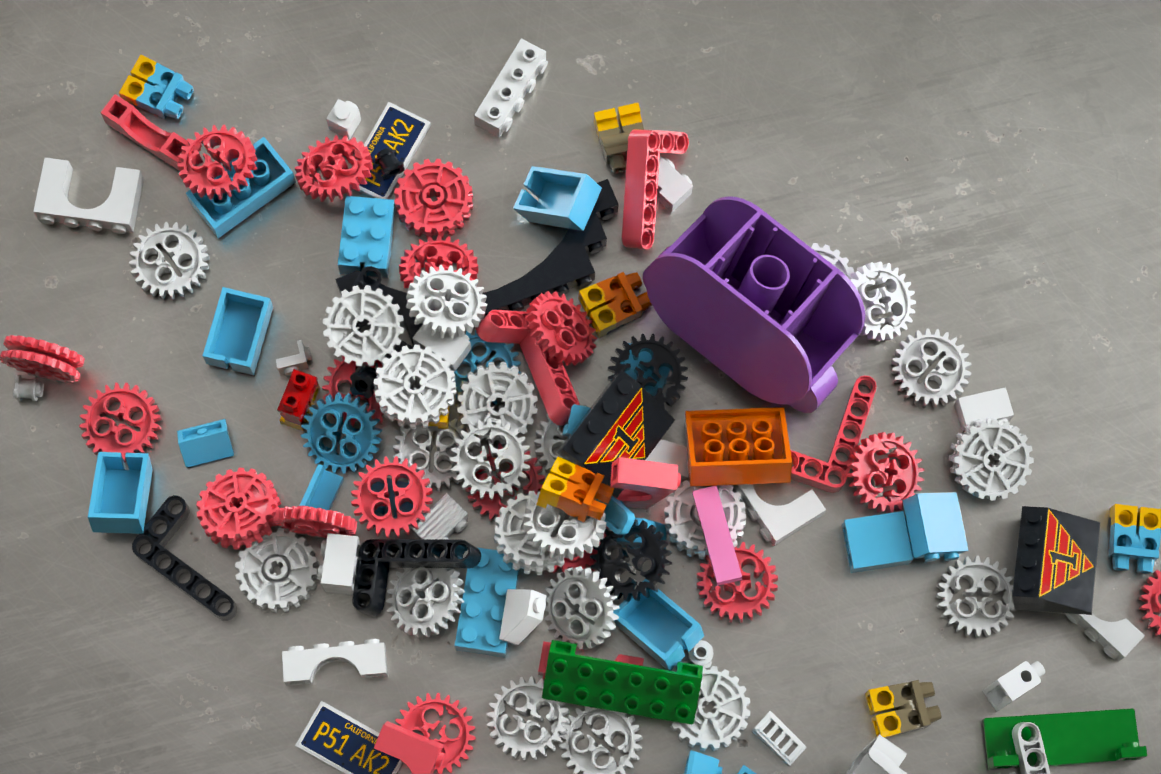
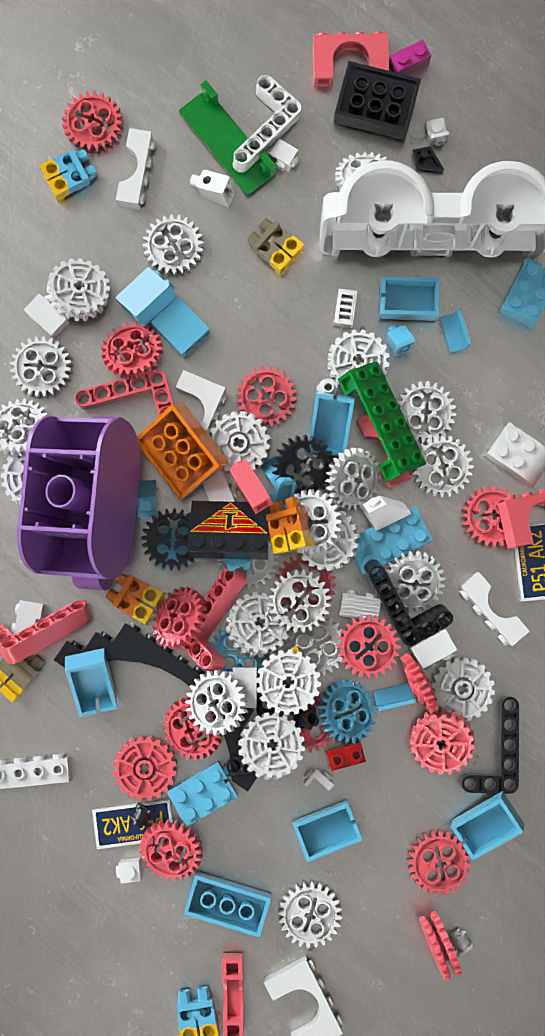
camera: 120 degrees left, 10 degrees up
(202, 178) = (206, 929): coral gear -> none
(205, 443) = (413, 797): medium azure panel -> none
(711, 382) = (147, 499): none -> medium azure slope
(717, 535) = (249, 423): bright pink tile -> none
(1055, 562) = (119, 207): black slope -> none

